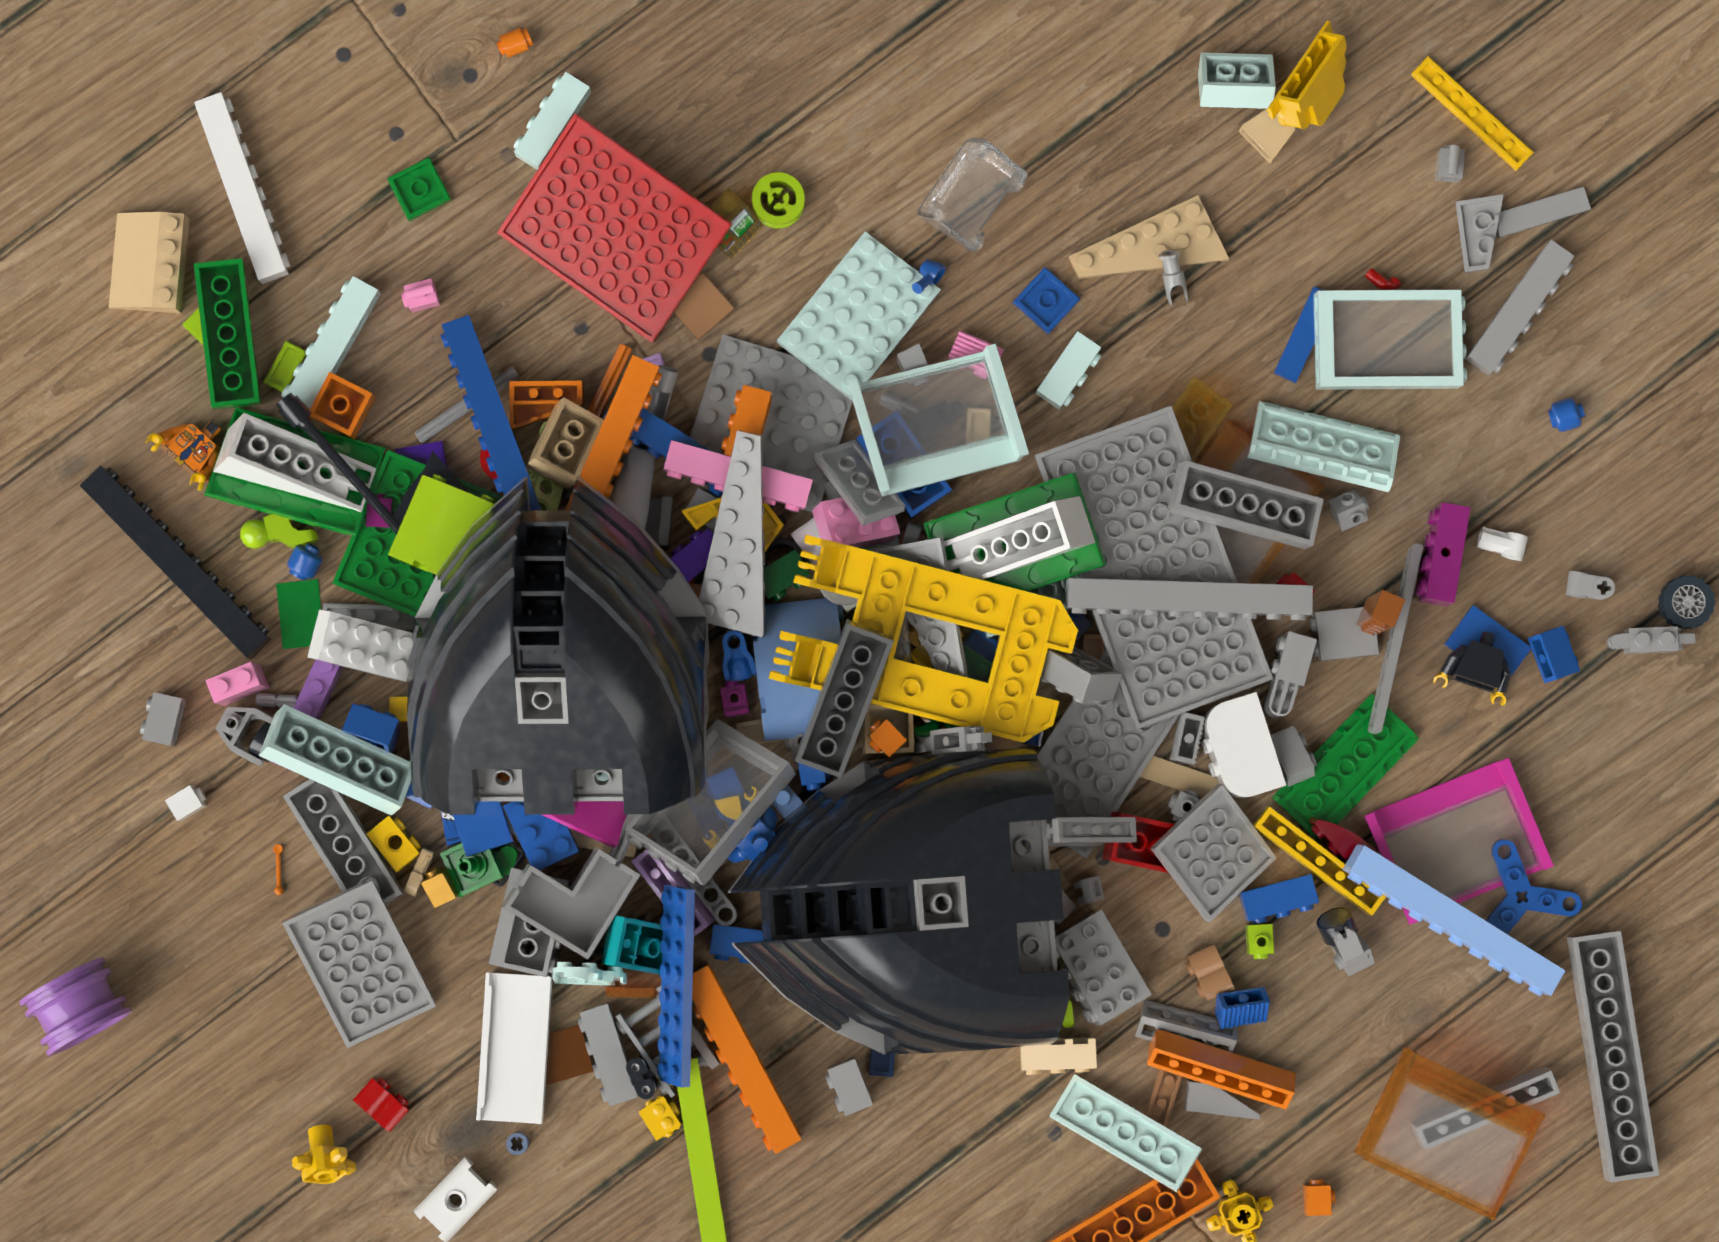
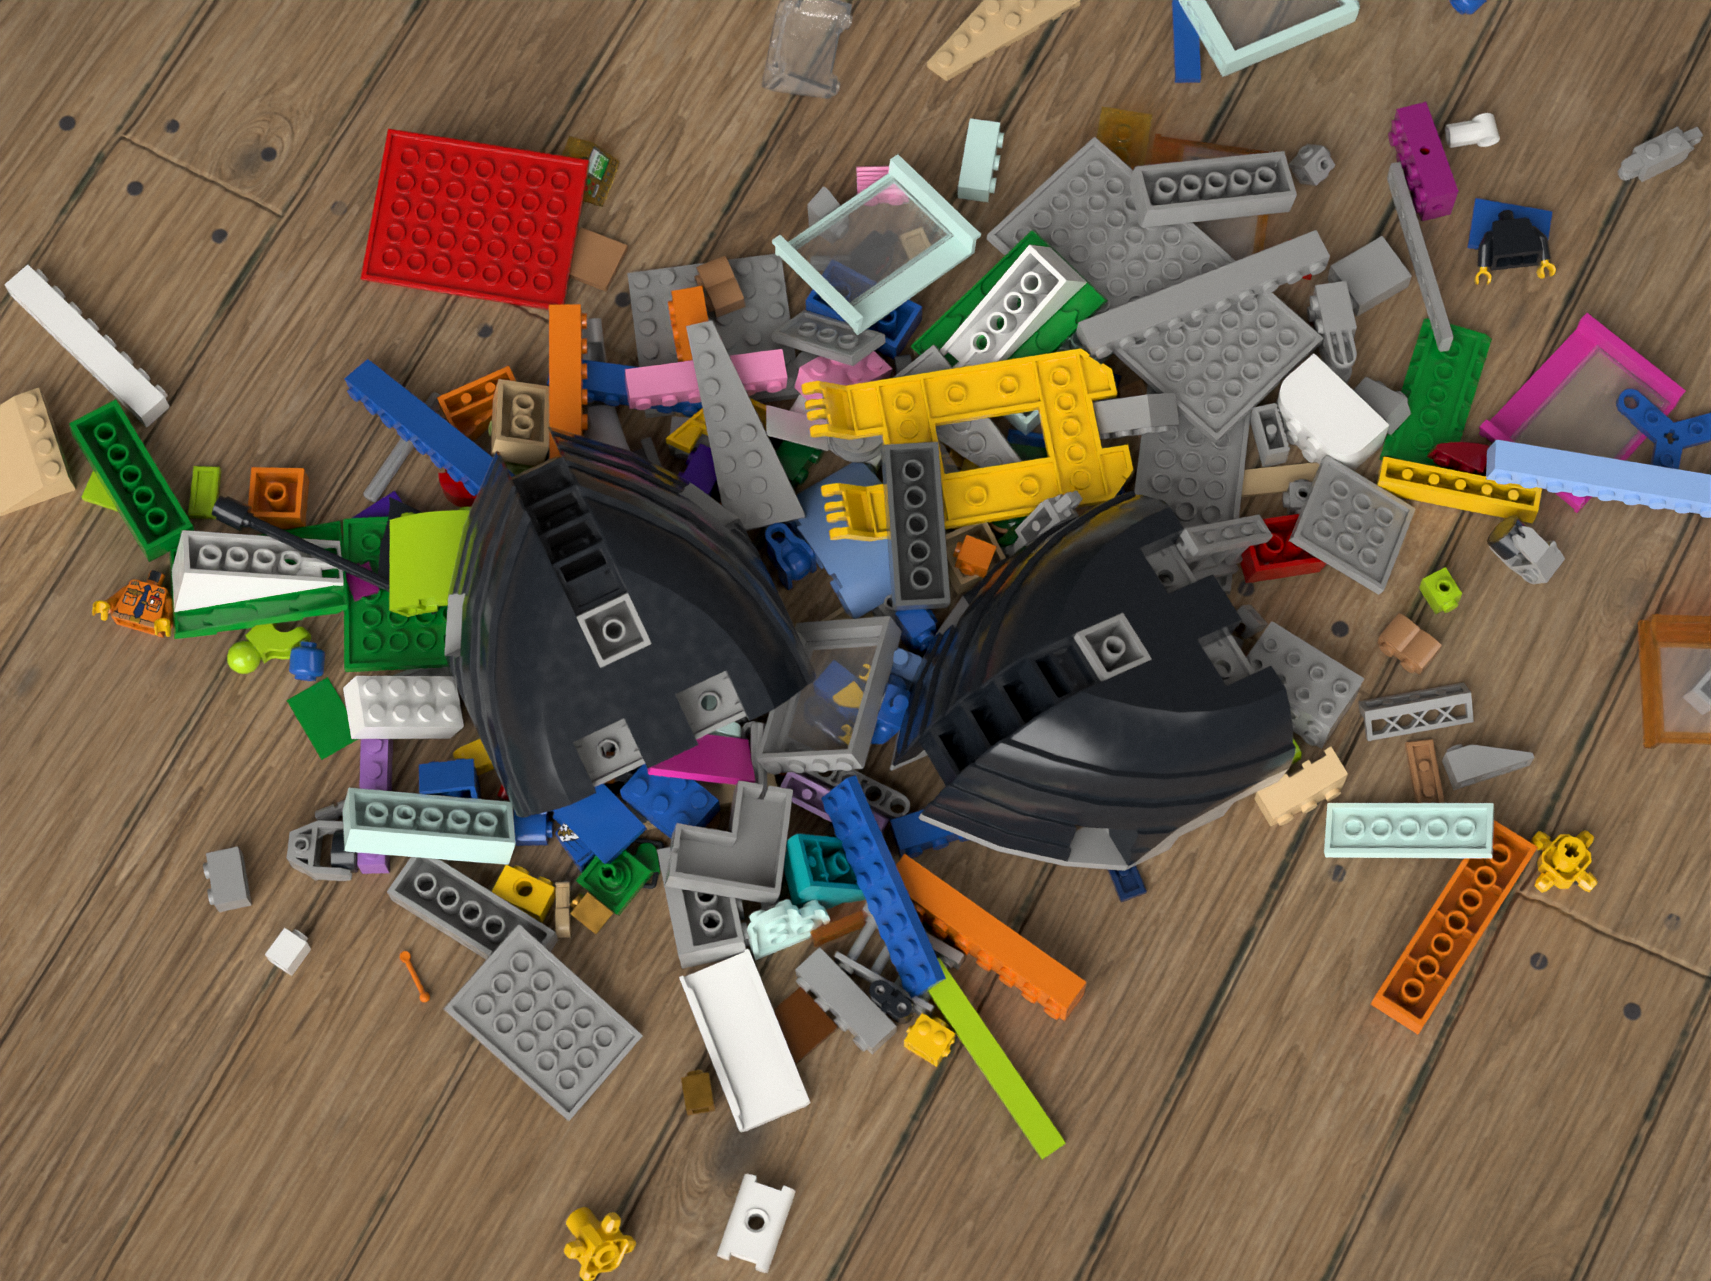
camera: 20 degrees left, 15 degrees down
(75, 1006) = (261, 1200): medium lavender wheel -> none
(175, 562) = (174, 721): black brick -> none
(237, 684) = (290, 803): bright pink brick -> none
(334, 339) = (243, 436): light aqua brick -> none
(382, 1103) = (632, 1160): red brick -> none
(419, 189) = (265, 274): green tile -> none
(420, 295) = (311, 365): bright pink brick -> none
(457, 1074) = (697, 1092): none -> pearl gold brick
(509, 1143) = (785, 1140): sand blue bush -> none
(514, 42) = (299, 103): orange brick -> none
(555, 114) = (367, 154): light aqua brick -> none
(610, 380) = (536, 354): orange axle -> none
(741, 706) = (808, 608): magenta brick -> none
(785, 550) = (793, 427): none -> white sticker
(792, 212) = (634, 139): lime wheel -> none
(792, 389) = (720, 287): none -> medium nougat brick
(849, 1086) = (1107, 914): light grey brick -> none
(857, 315) = (751, 197): light aqua plate -> none
(932, 273) = (802, 133): blue bar -> none
(1046, 300) = (925, 111): blue tile -> none
(1173, 274) = (1035, 33): light grey piece -> none
(1221, 1069) = (1470, 726): orange brick -> none
(1242, 1007) = (1459, 660): blue brick -> none
(1279, 899) = (1438, 544): blue brick -> none
(1318, 1198) = (1633, 810): orange brick -> none
(1324, 446) = (1259, 118): light aqua ladder -> none
(1380, 612) = (1394, 221): dark orange brick -> none
(1554, 654) = (1576, 205): blue brick -> none
(1585, 586) = (1575, 133): light grey piece -> none
(1686, 602) = (1672, 106): black wheel -> none

